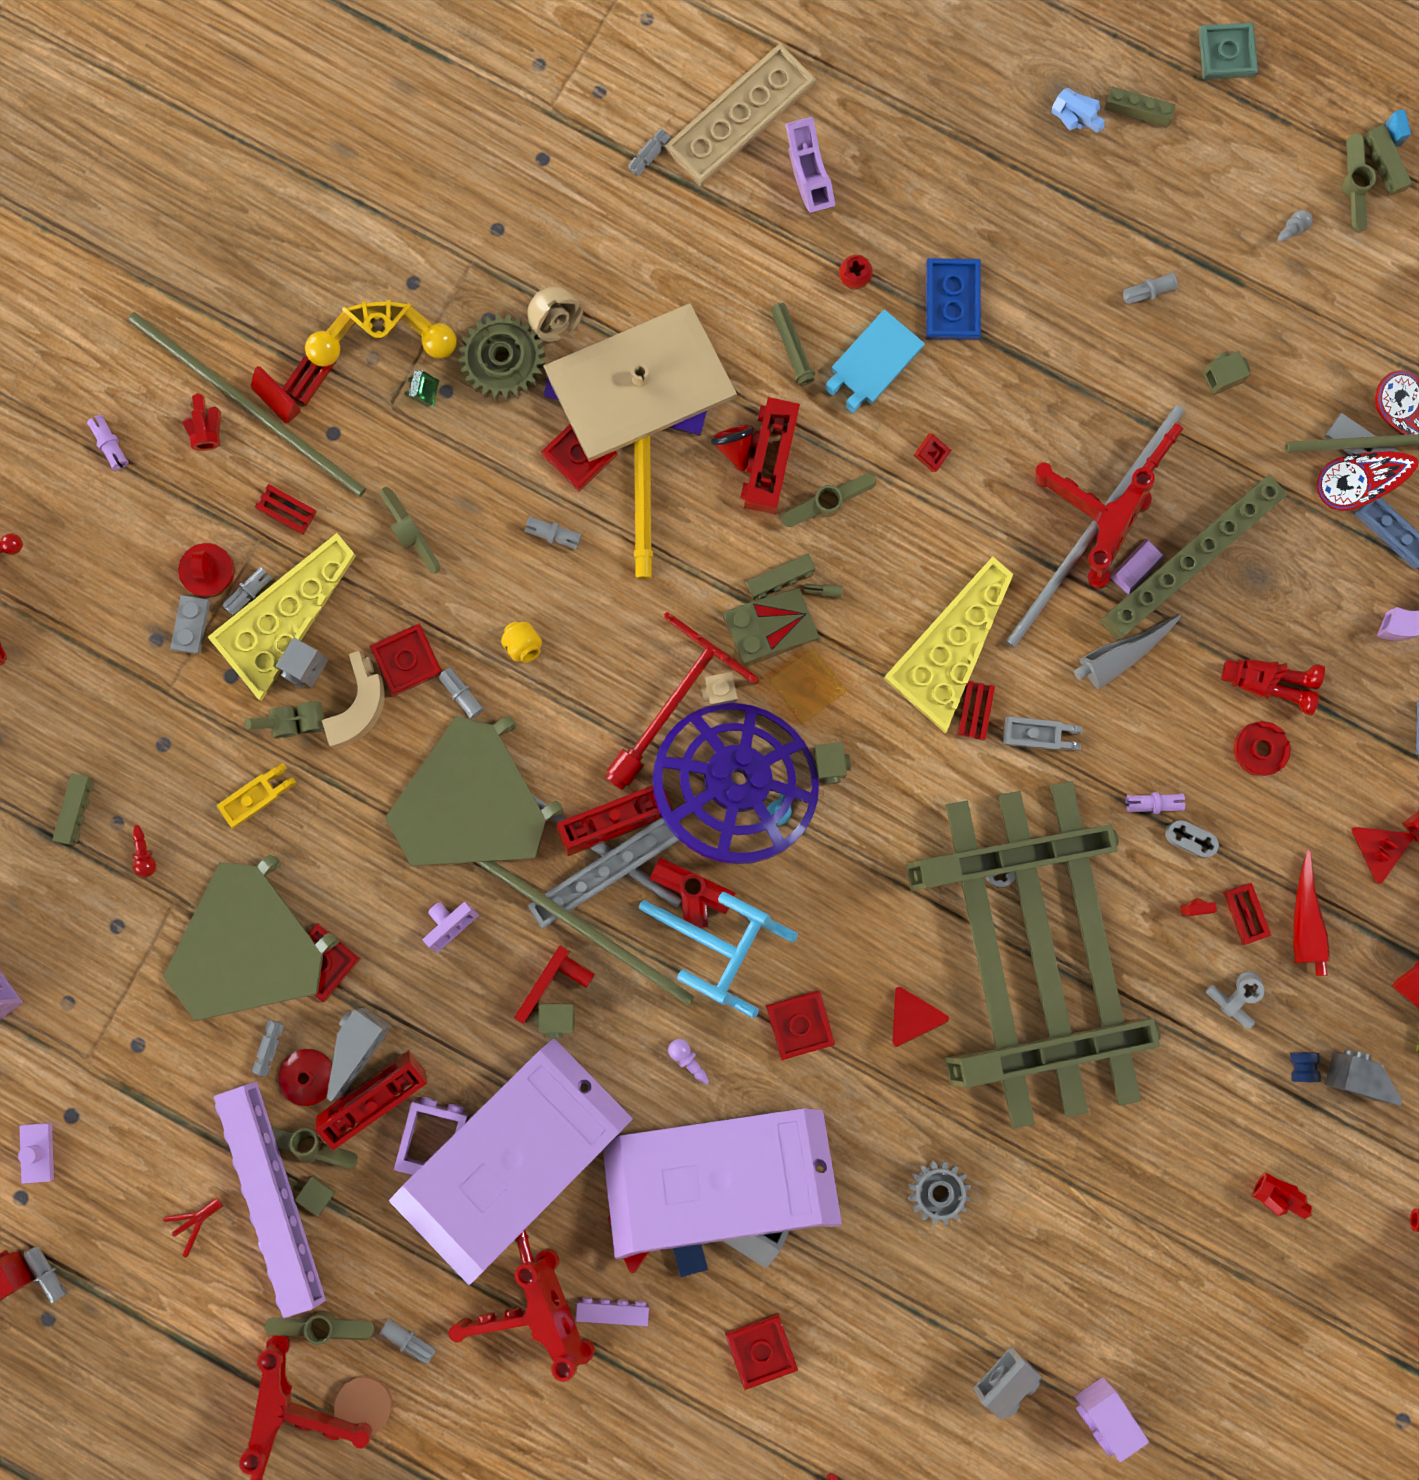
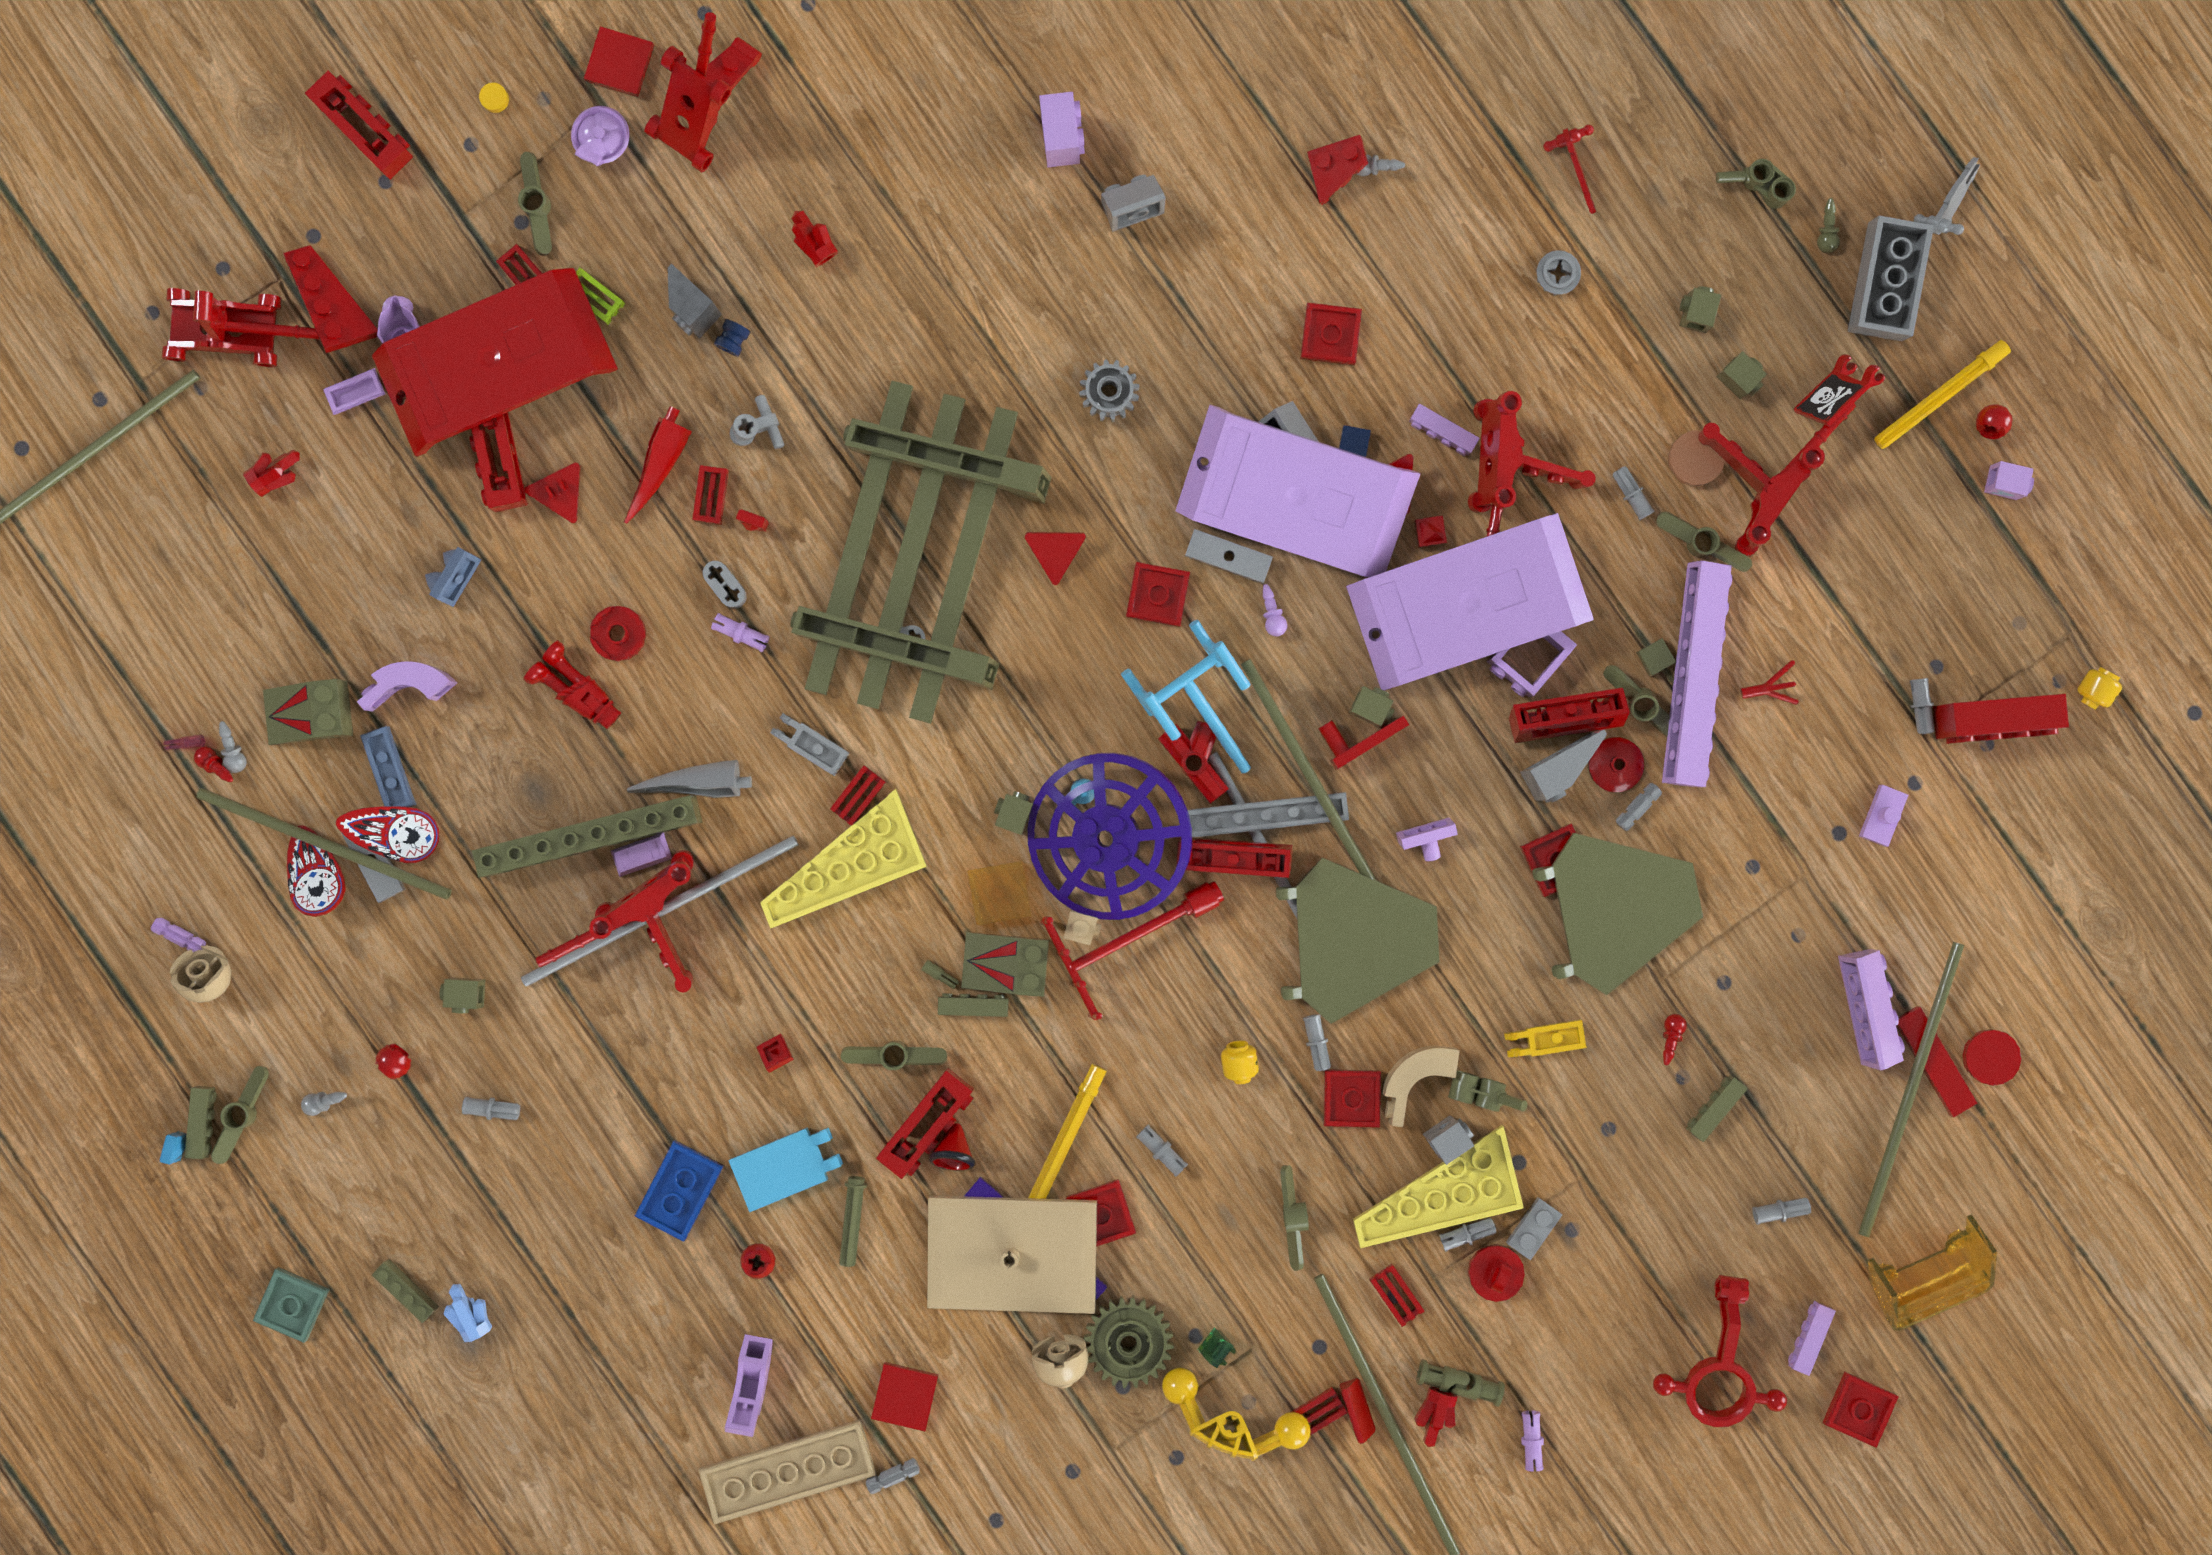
camera: 155 degrees left, 5 degrees up
(197, 460) = (1455, 1381): none -> olive piece
(579, 1209) = (1430, 531): none -> red tile
(672, 221) = (904, 1396): none -> red tile
(772, 1091) = (1211, 551): none -> light grey tile
(1254, 287) = (393, 1061): none -> red piece

